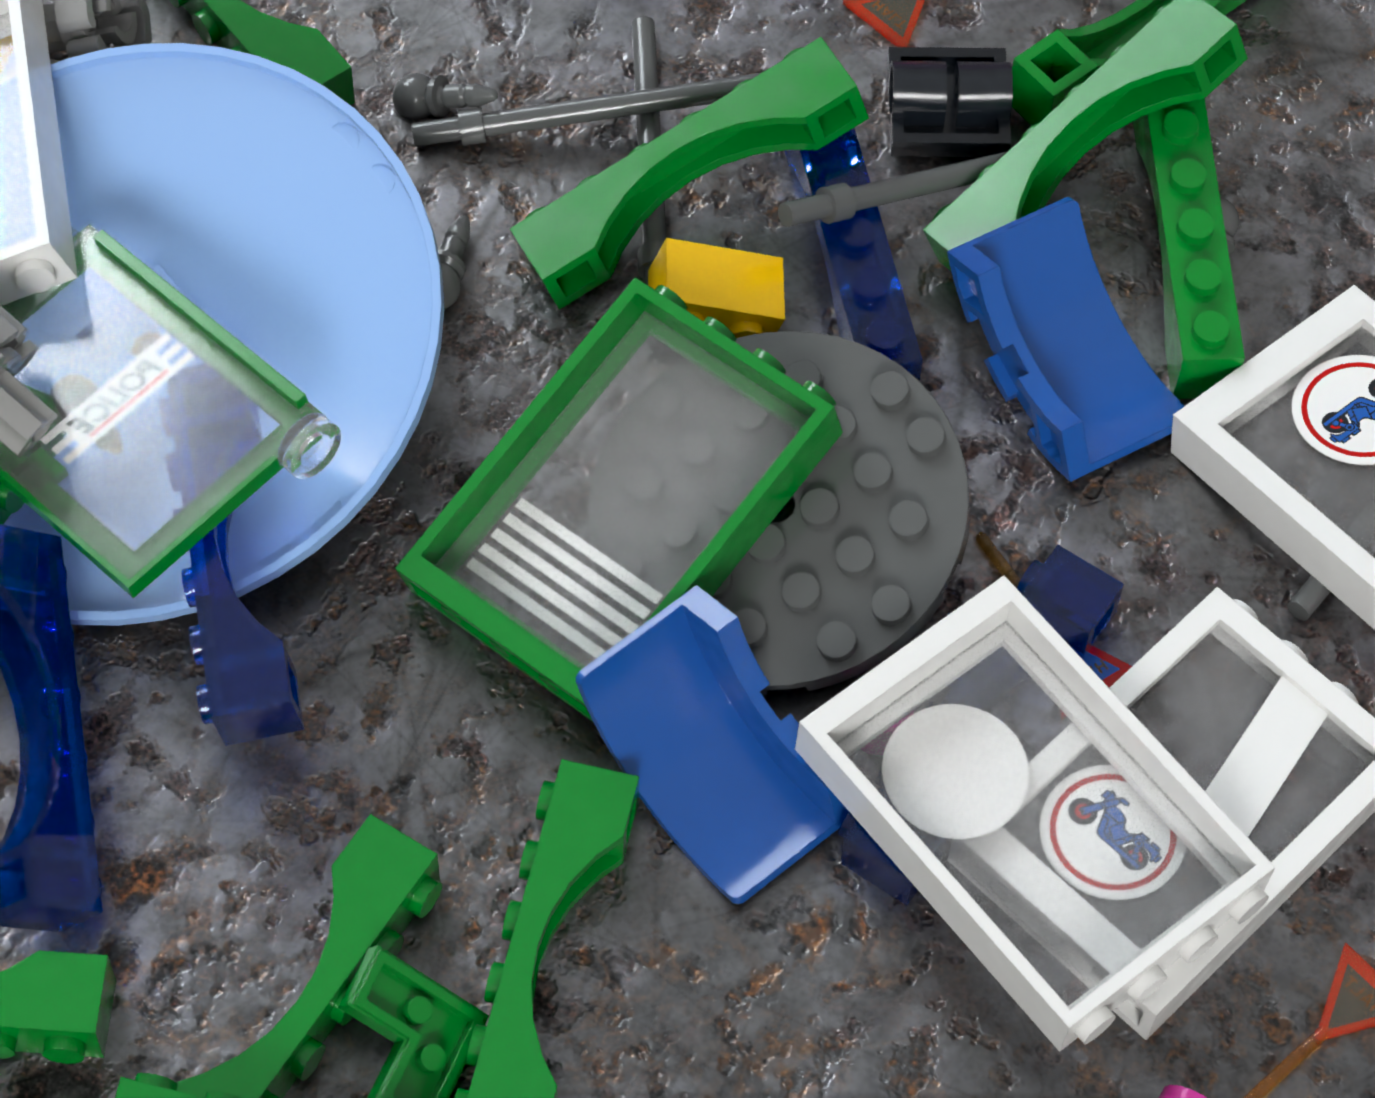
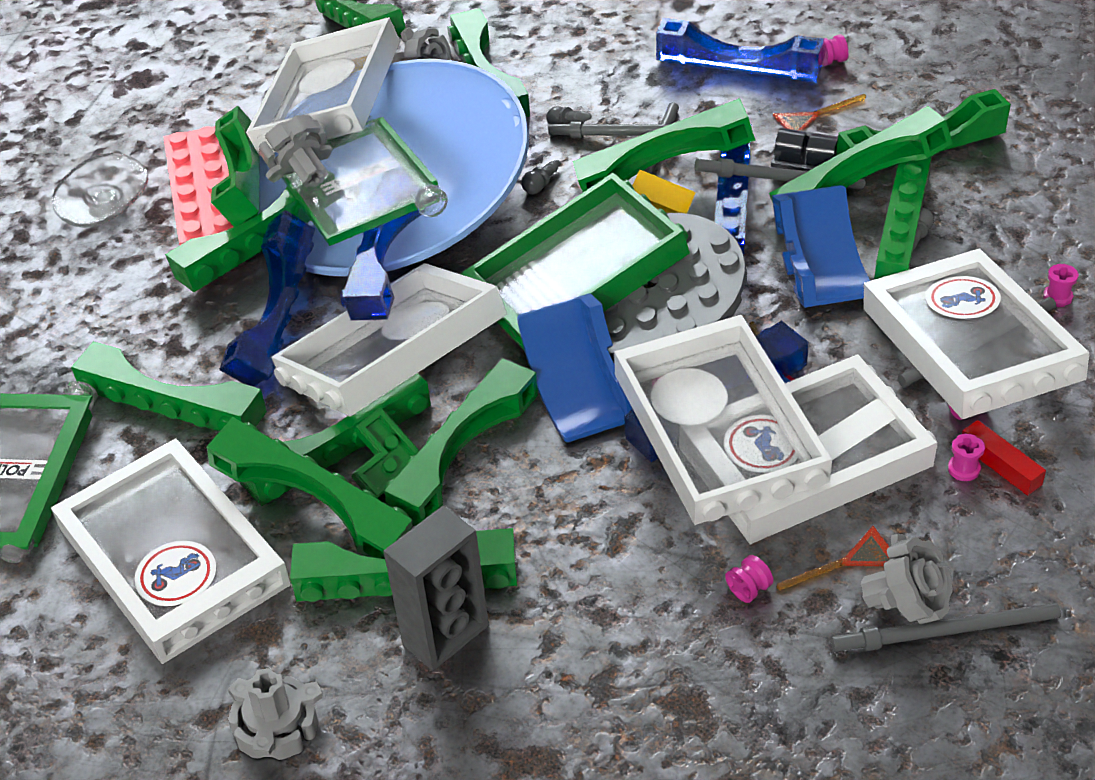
camera: 25 degrees right, 15 degrees down
(305, 832) = (361, 360): none -> white window

